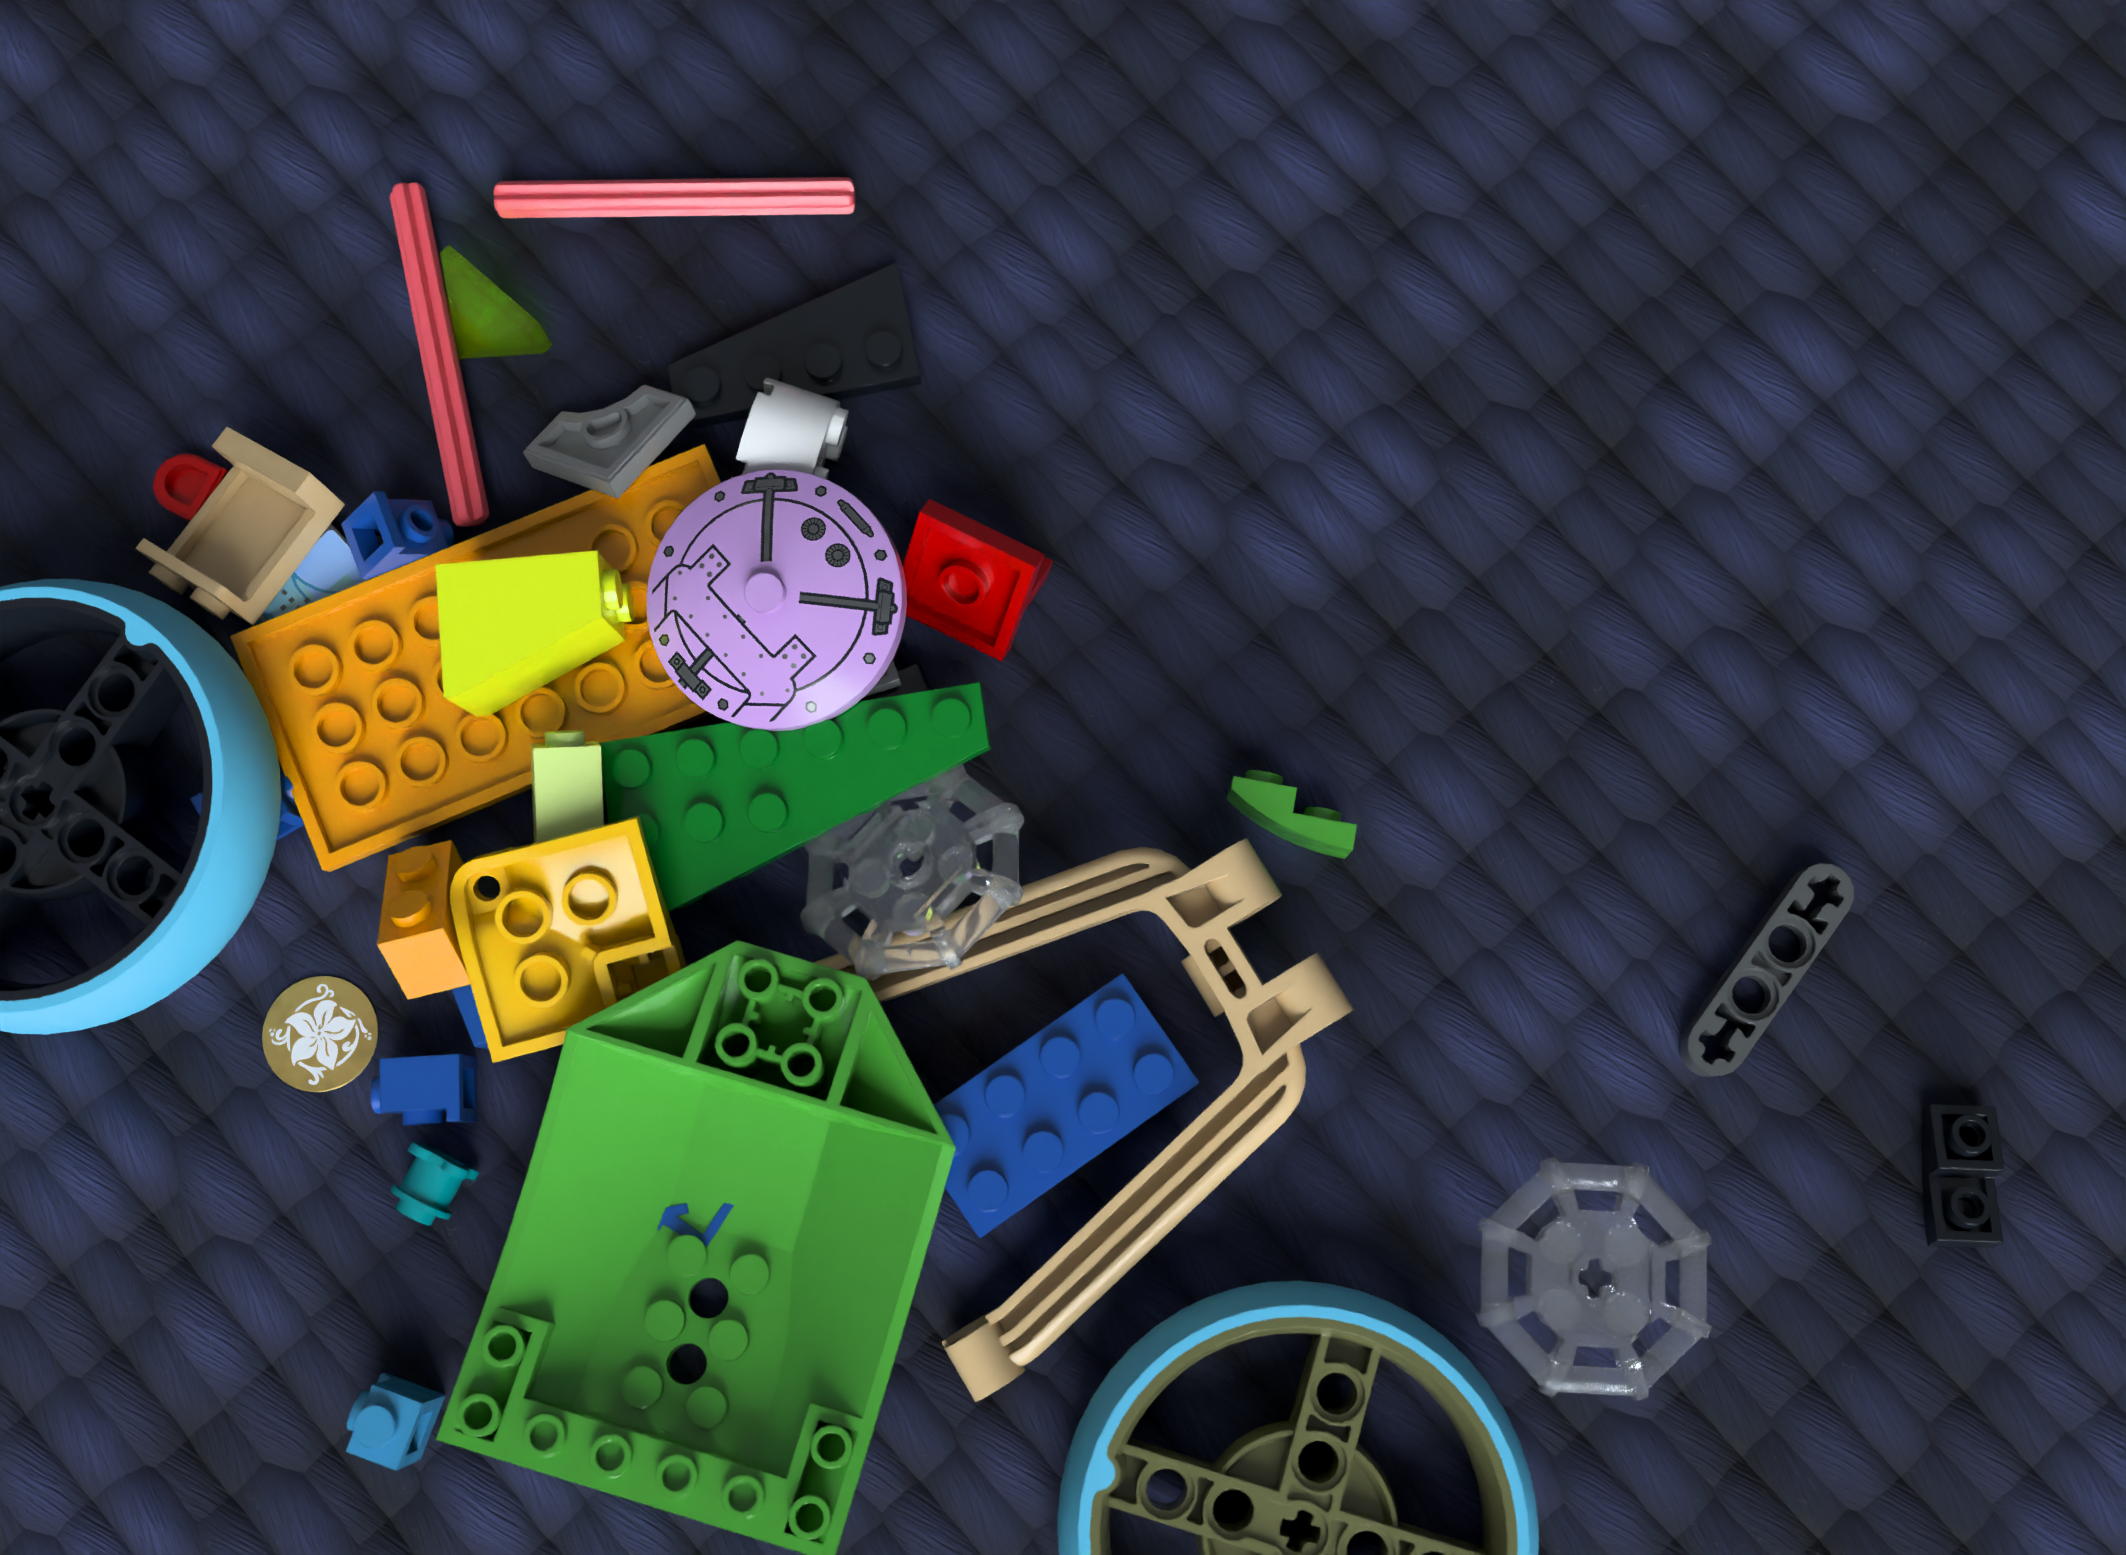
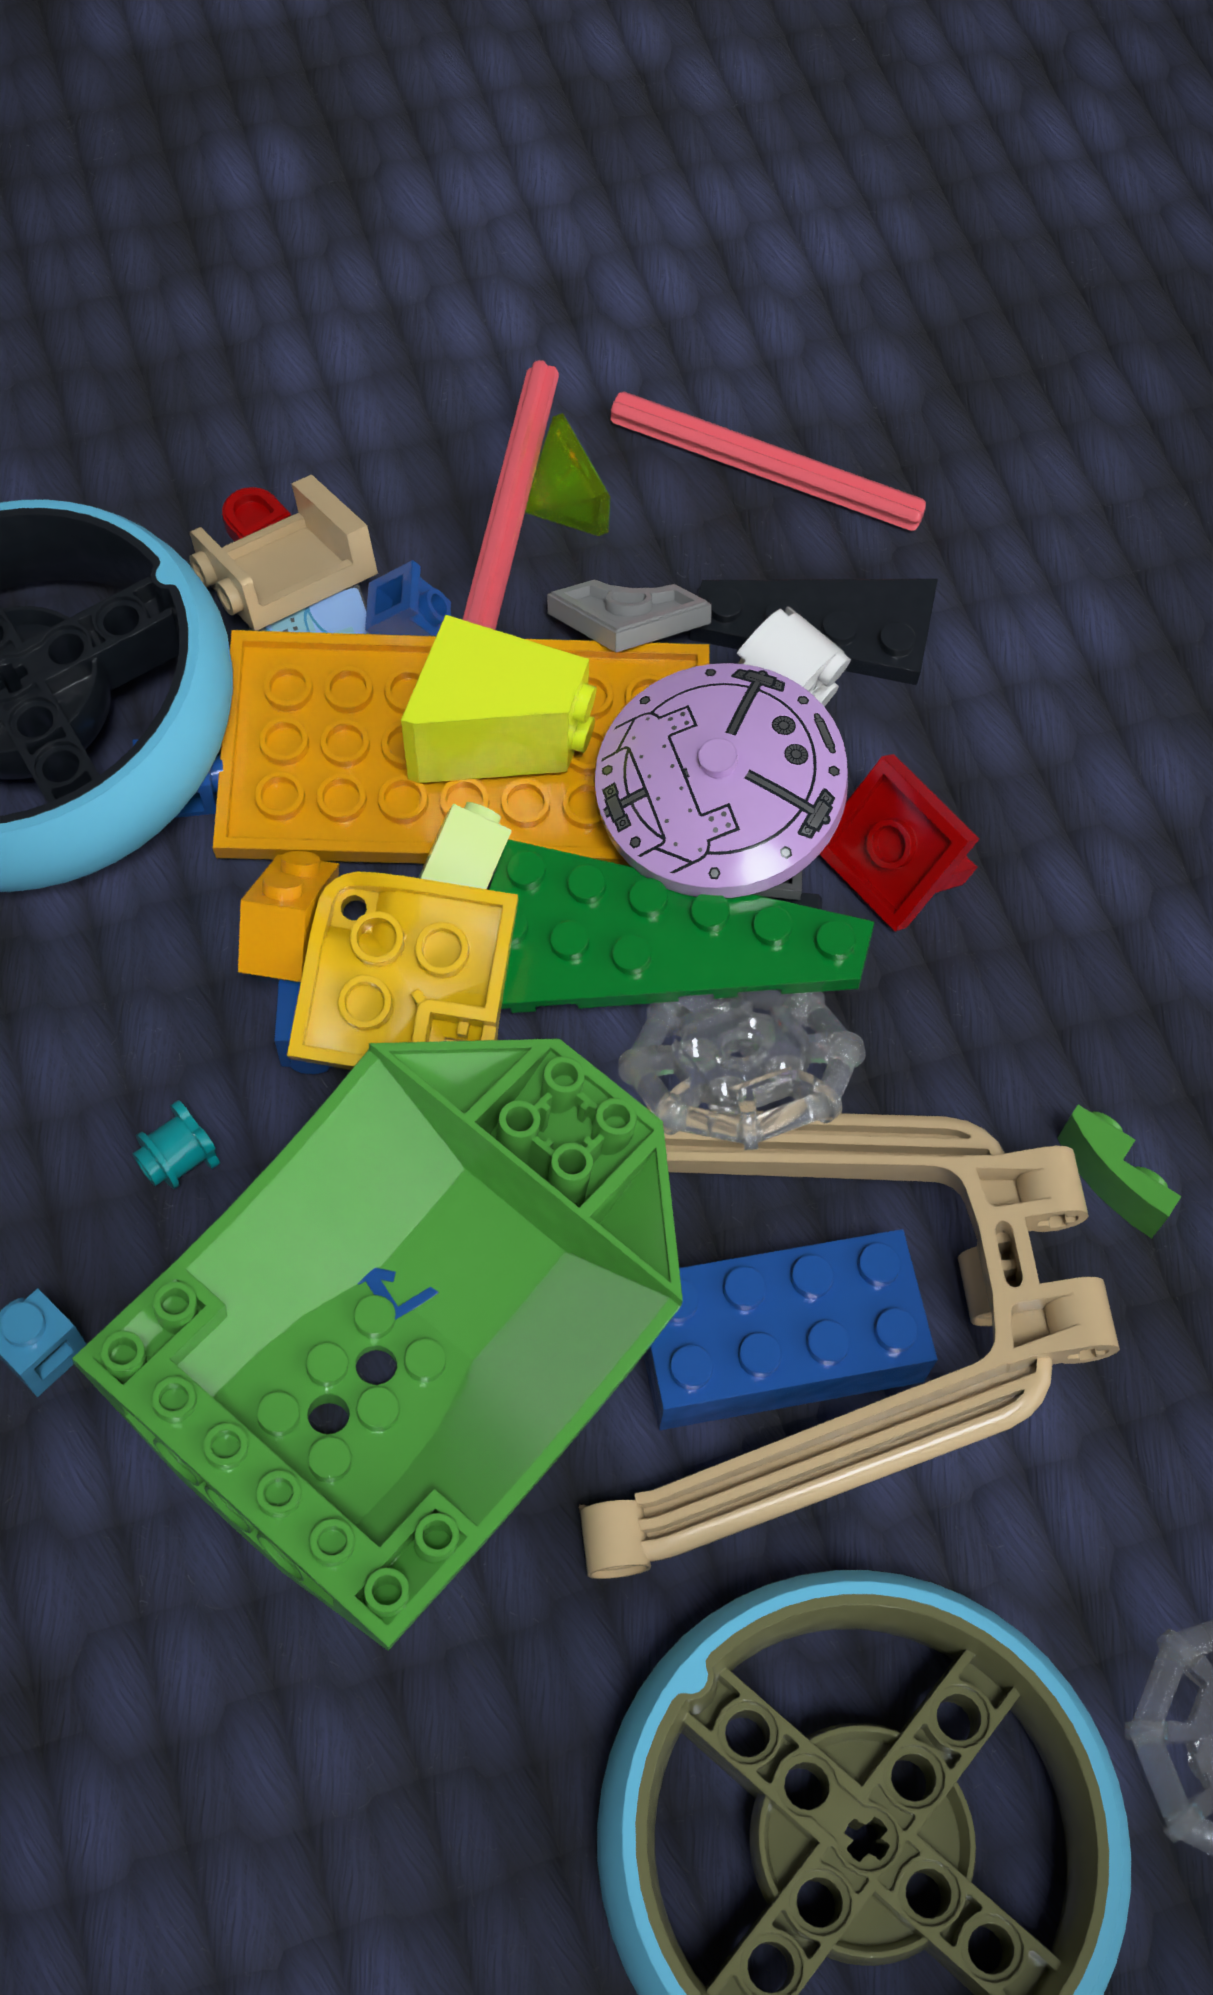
camera: 20 degrees right, 15 degrees down
(320, 1034) = (138, 988): pearl gold sticker -> none
(426, 1087) = (212, 1065): blue brick -> none

